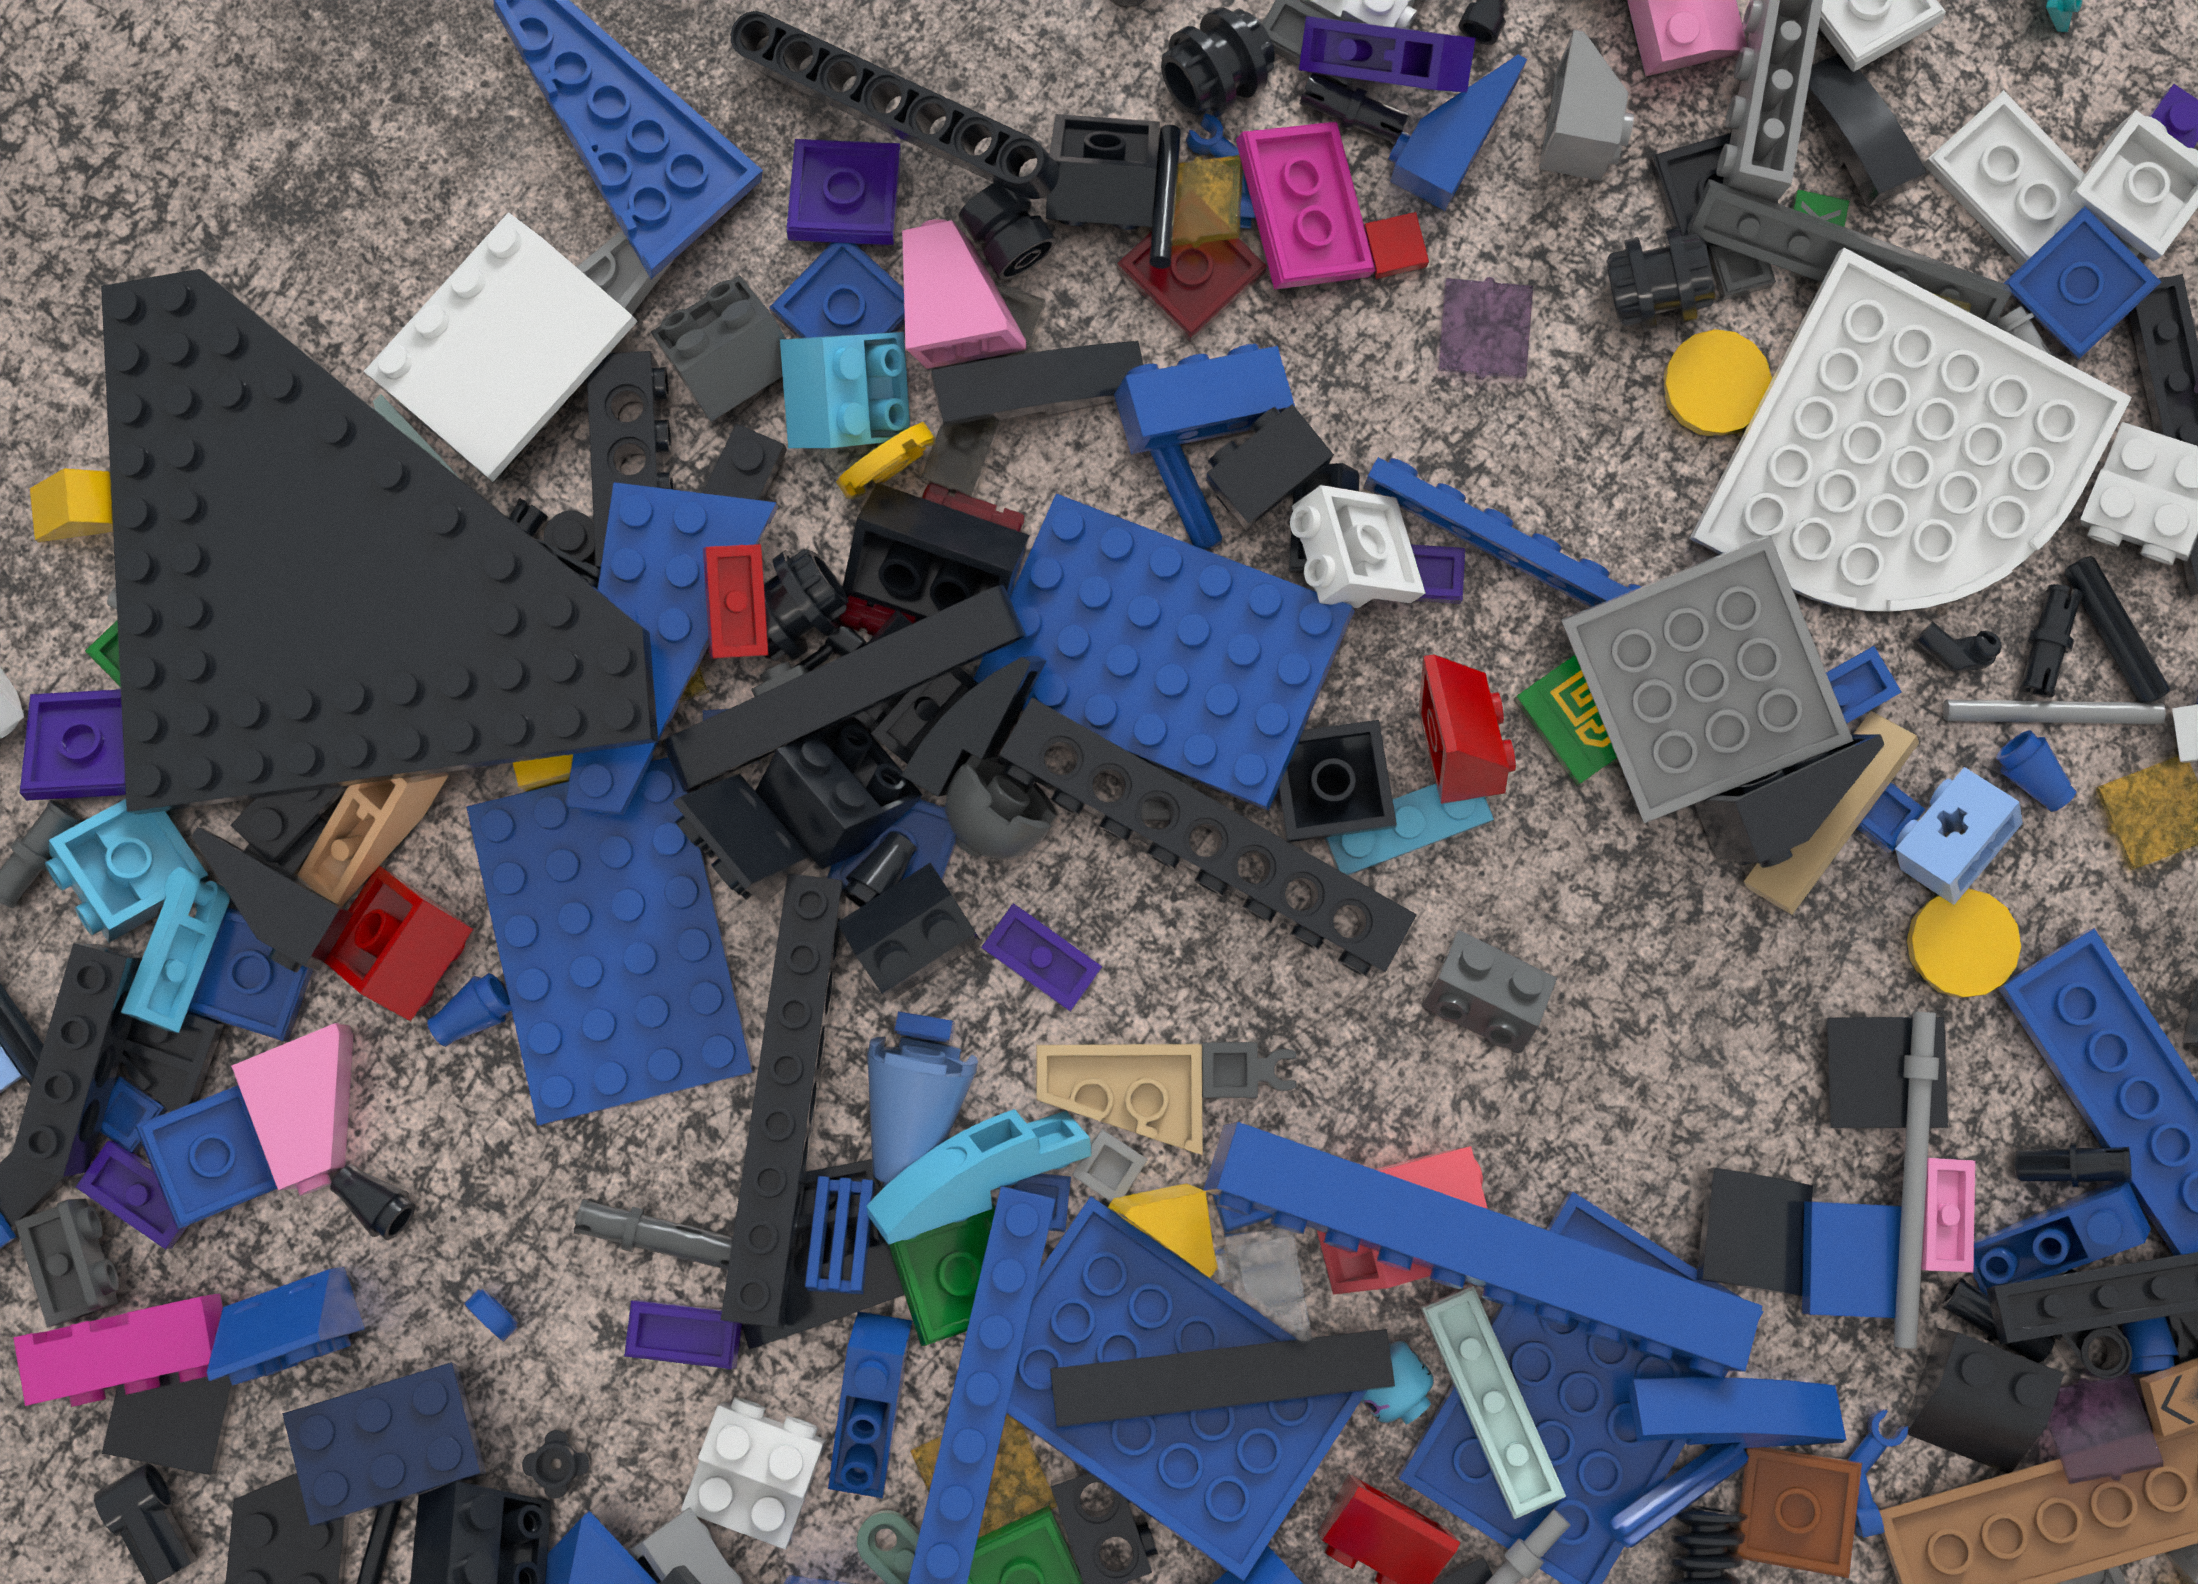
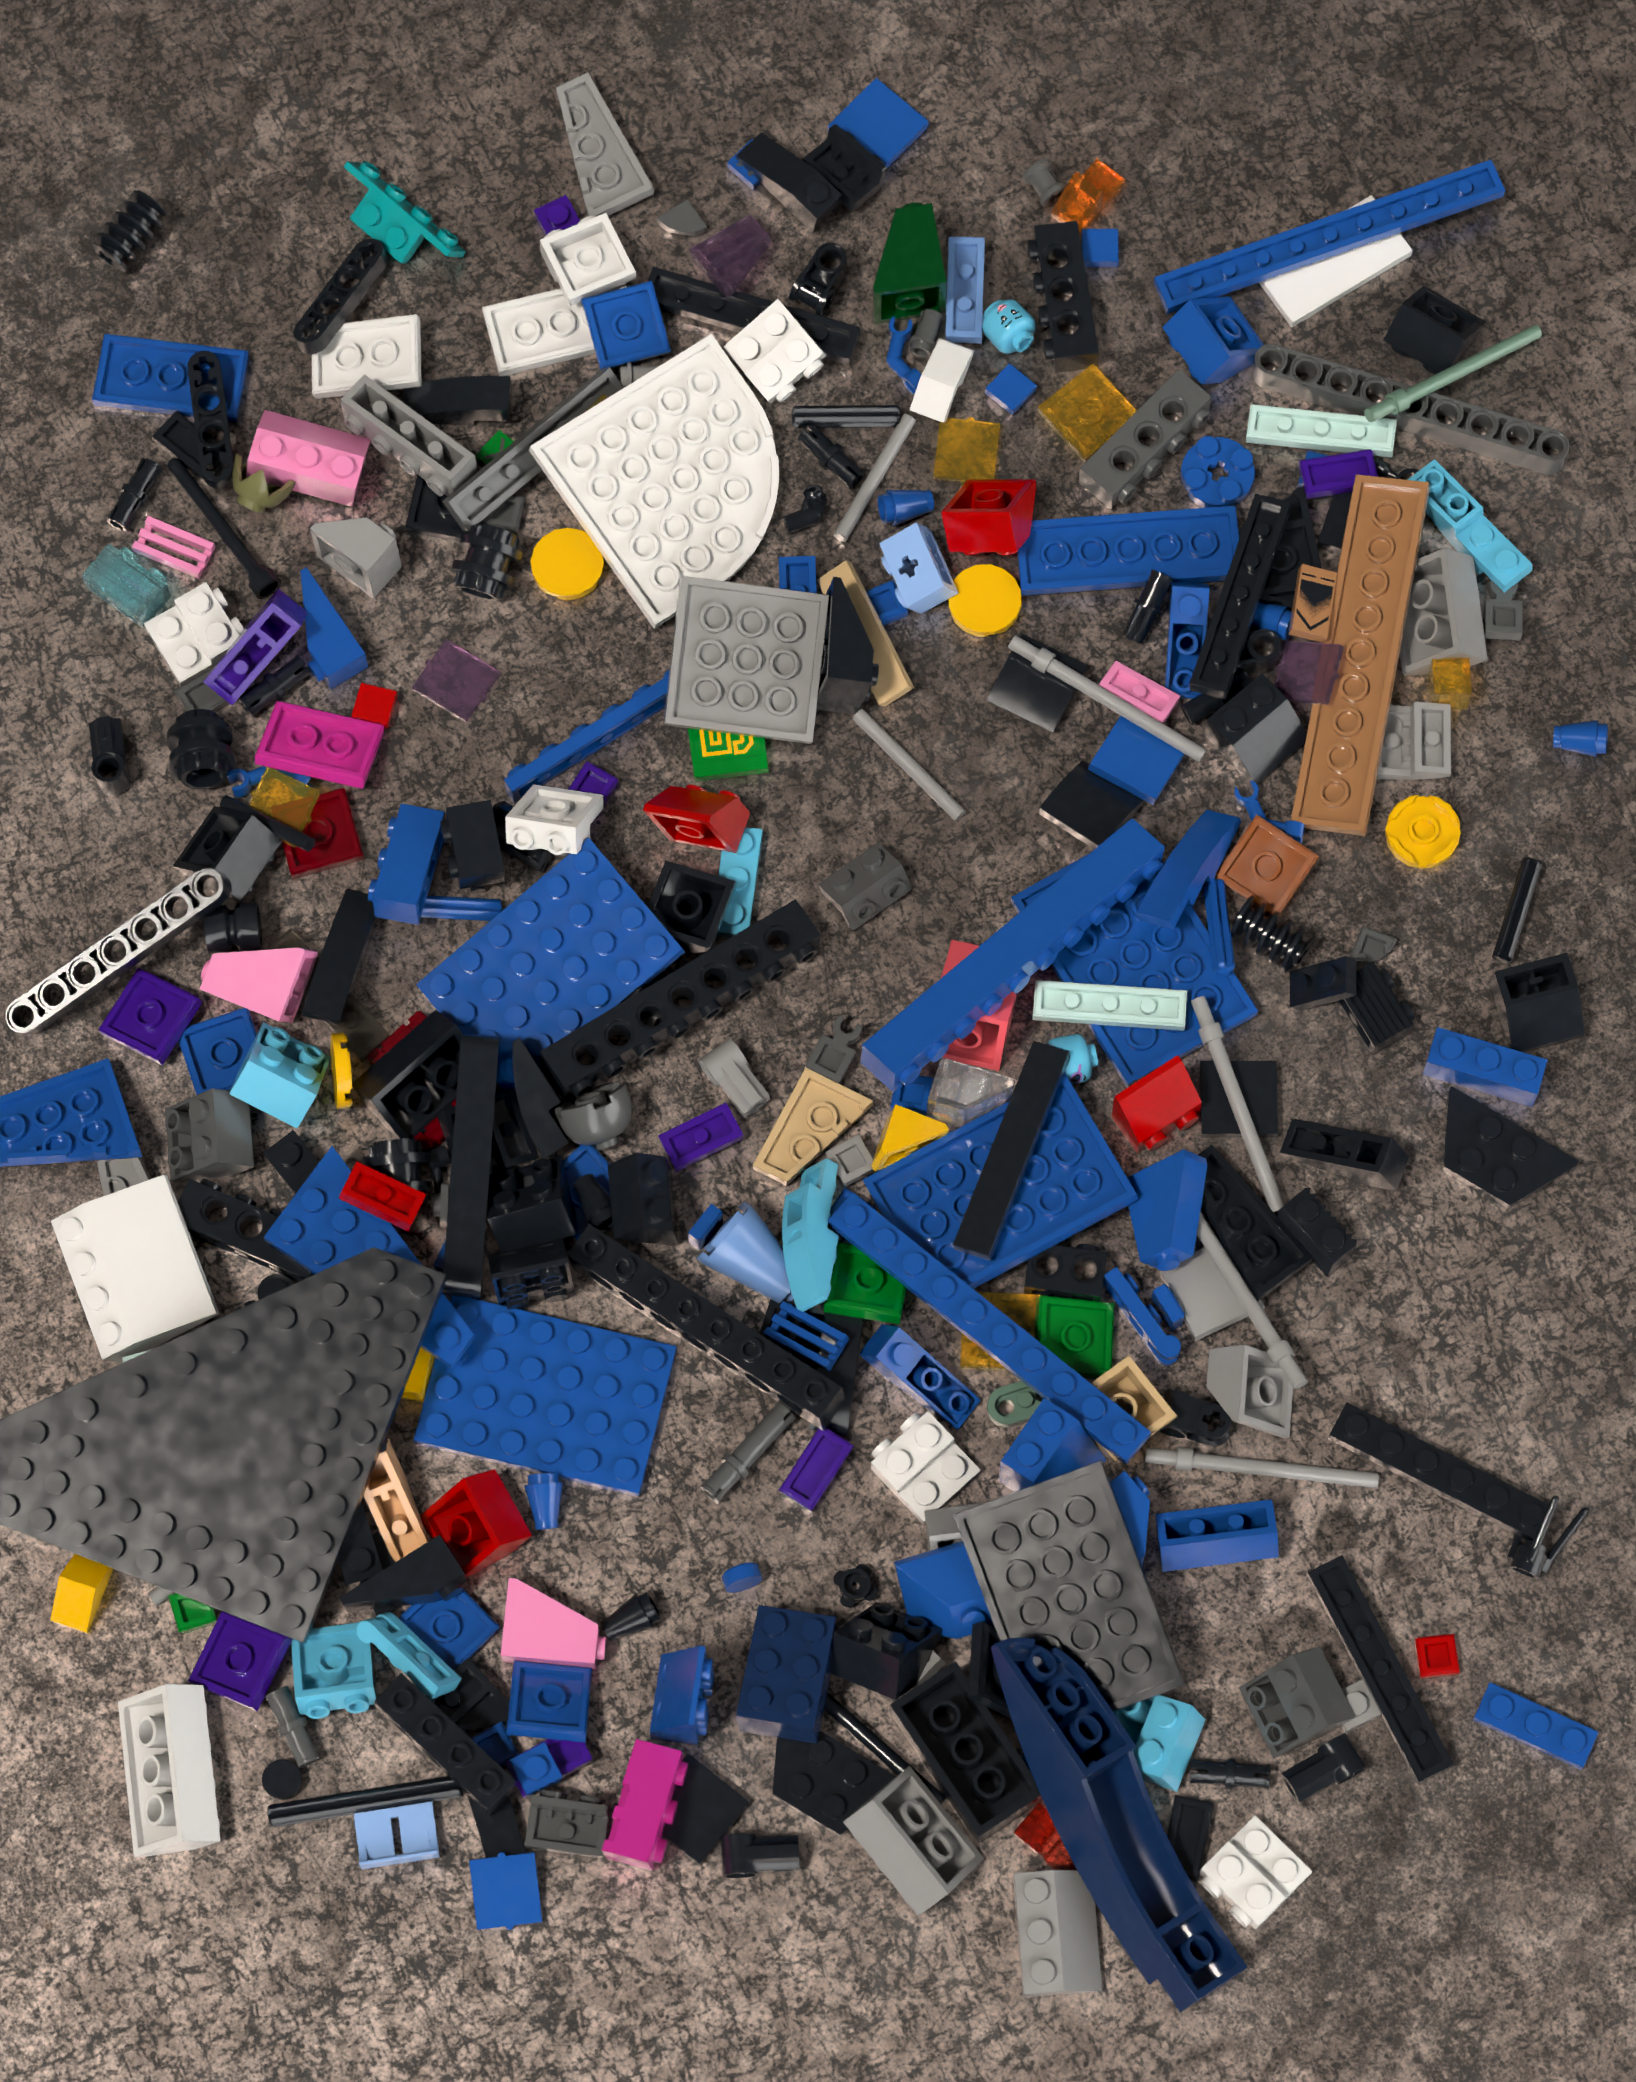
camera: 60 degrees left, 10 degrees down
(111, 1187) = (536, 1769): none -> blue plate
(1147, 948) = (729, 1069): none -> light grey piece
(1684, 962) = (909, 765): none -> light grey bar
(2083, 892) = (990, 516): none -> red slope

